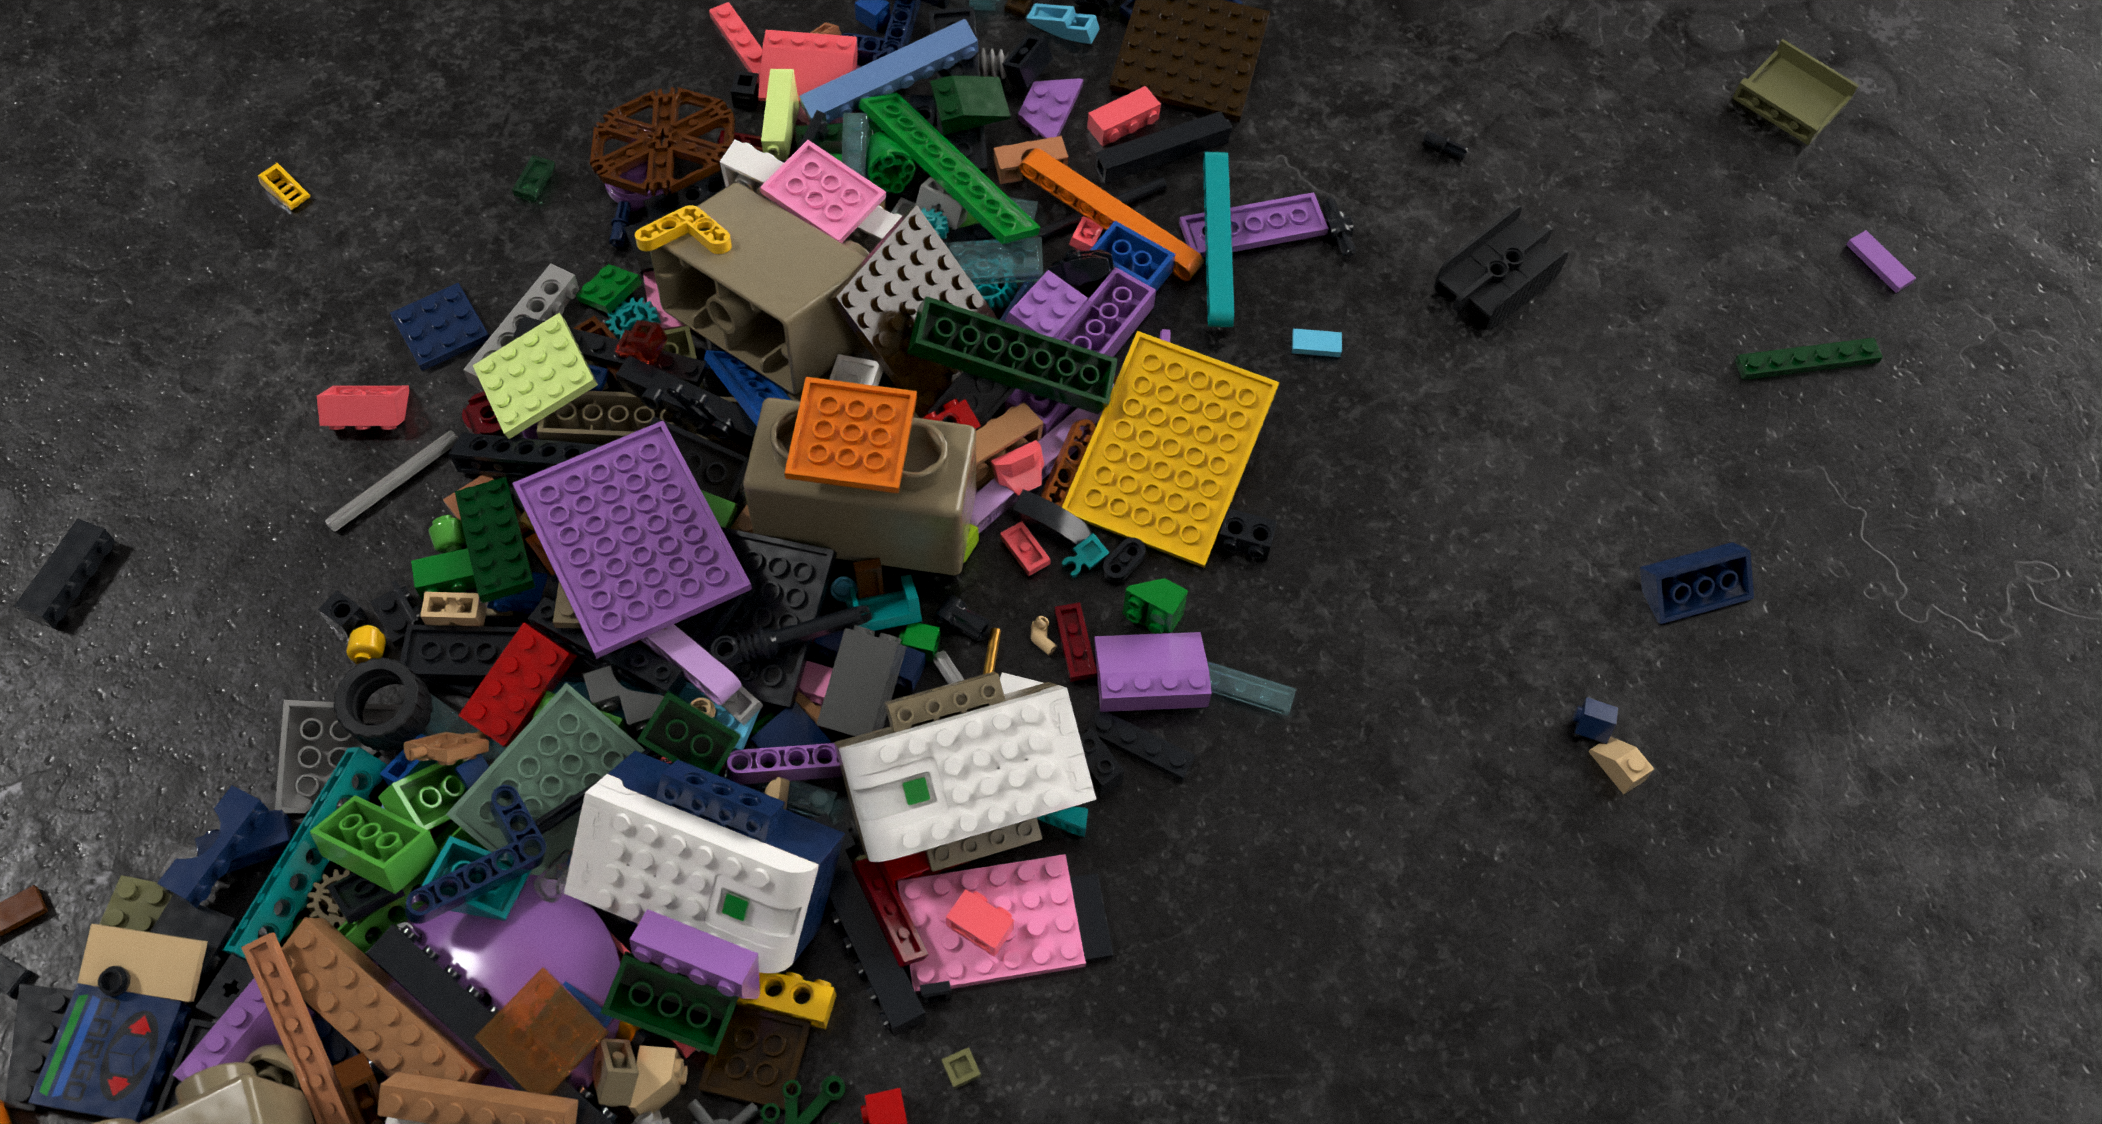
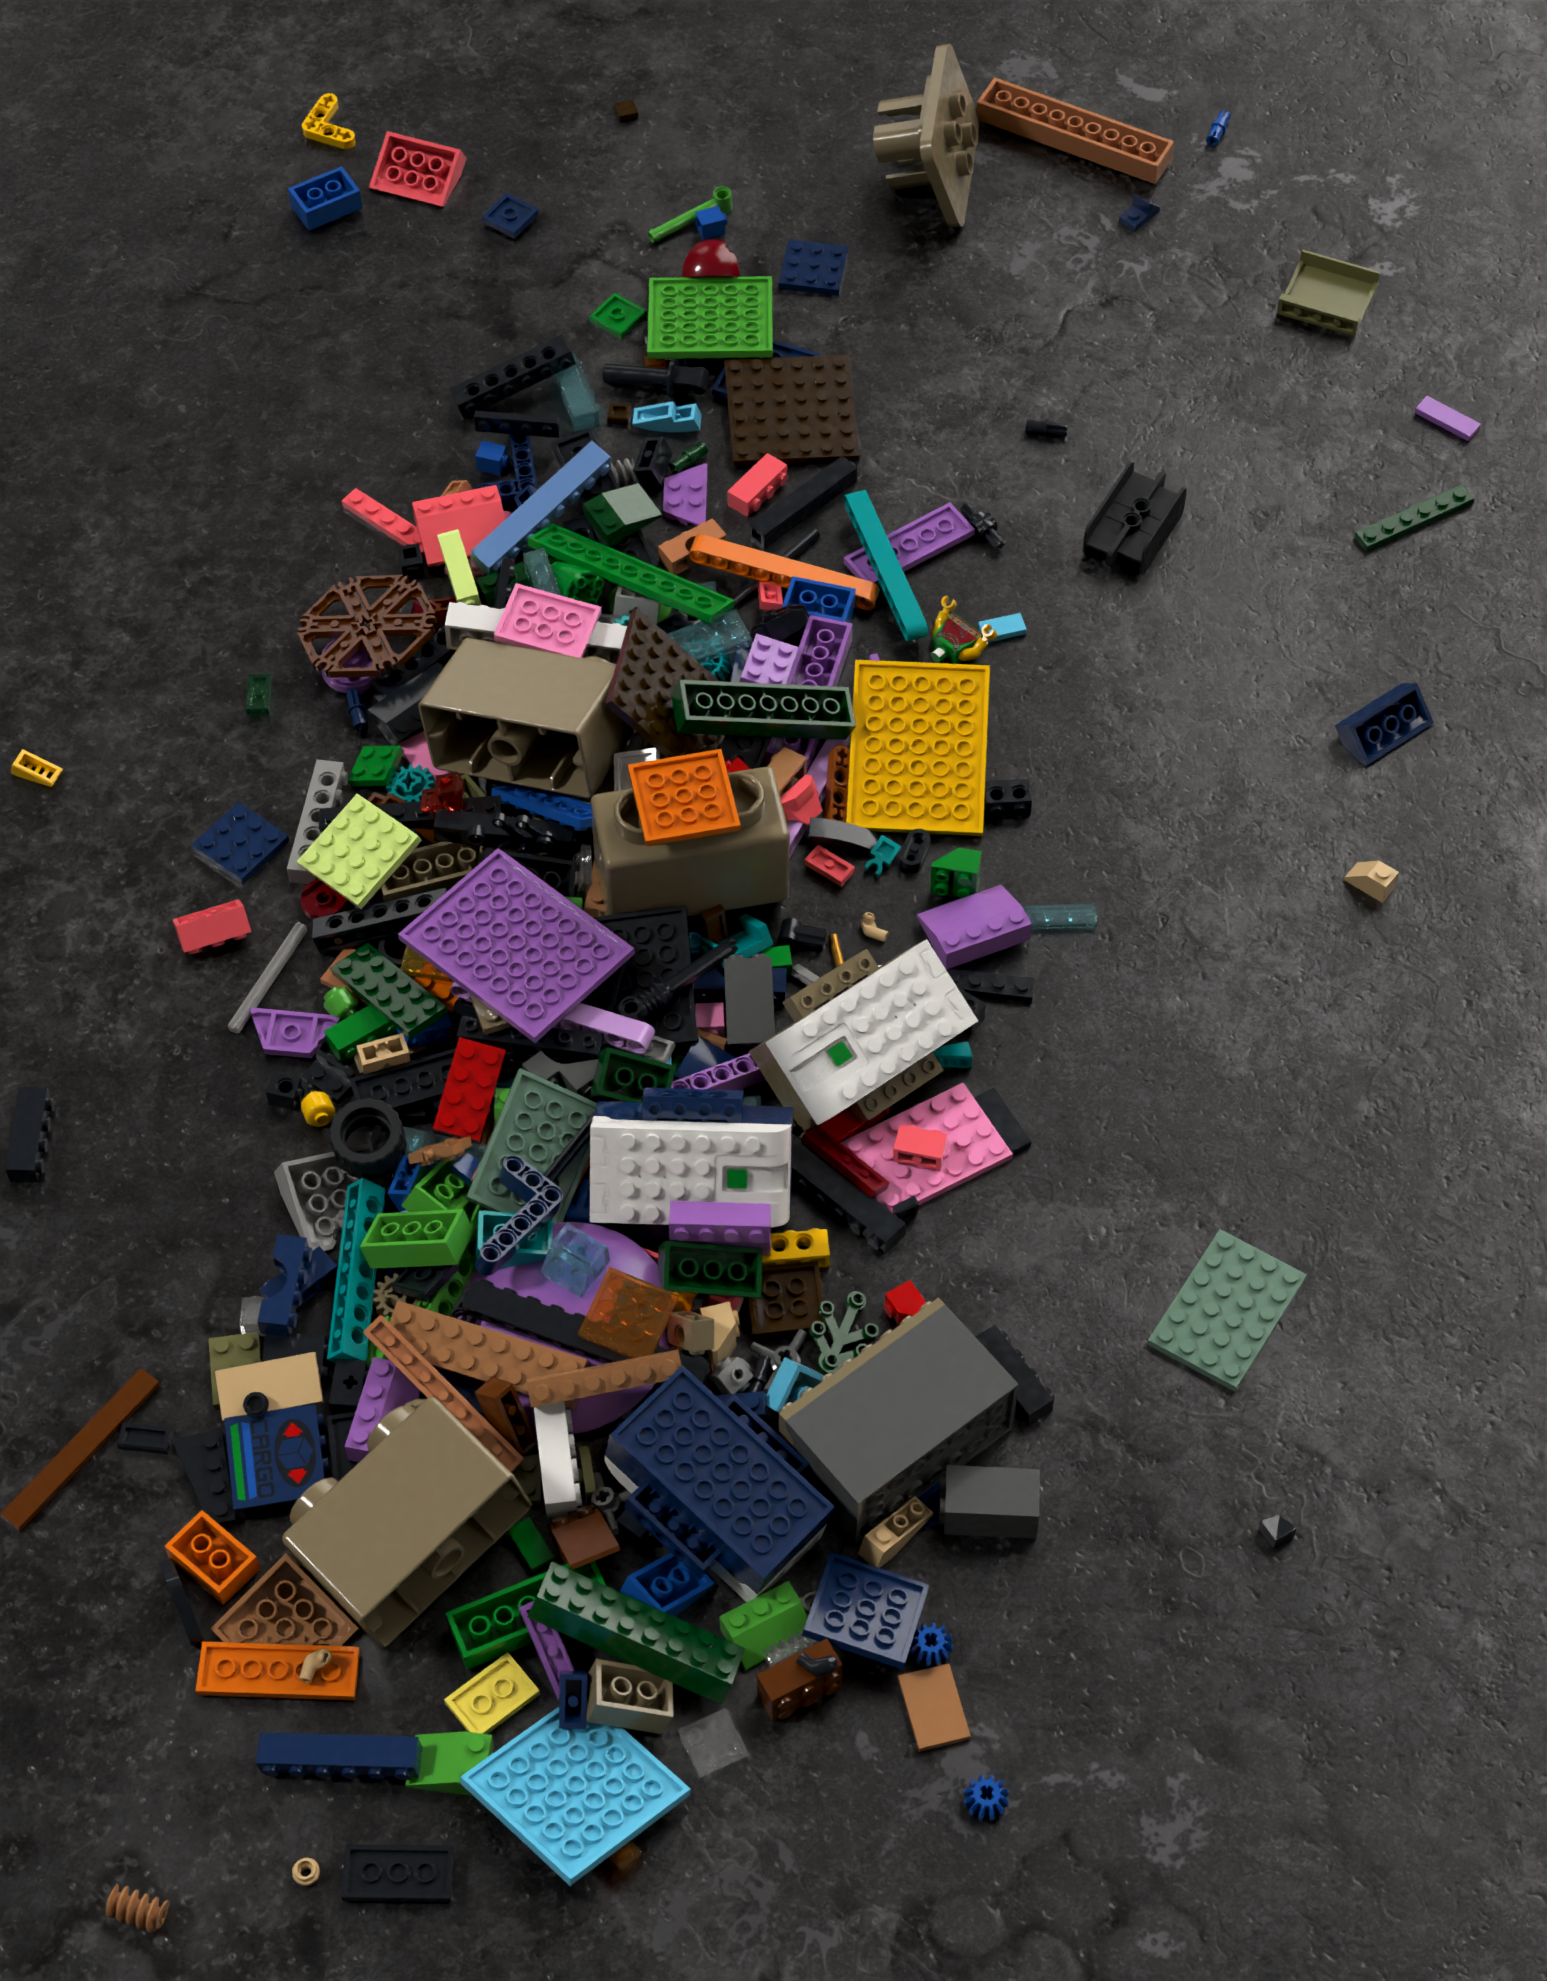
camera: 15 degrees left, 5 degrees down
(384, 549) = (291, 1031): none -> medium lavender wing
(521, 938) = (575, 1260): none -> clear light blue slope
(552, 881) = (578, 1212): clear brick -> none
(654, 235) = (449, 679): yellow beam -> none
(961, 1068) = (948, 1256): olive plate -> none
(1067, 68) = (688, 458): none -> dark green pin
(1075, 642) = (900, 921): dark red plate -> none
(1262, 339) = (956, 638): none -> torso
(1595, 720) = (1340, 852): dark blue brick -> none

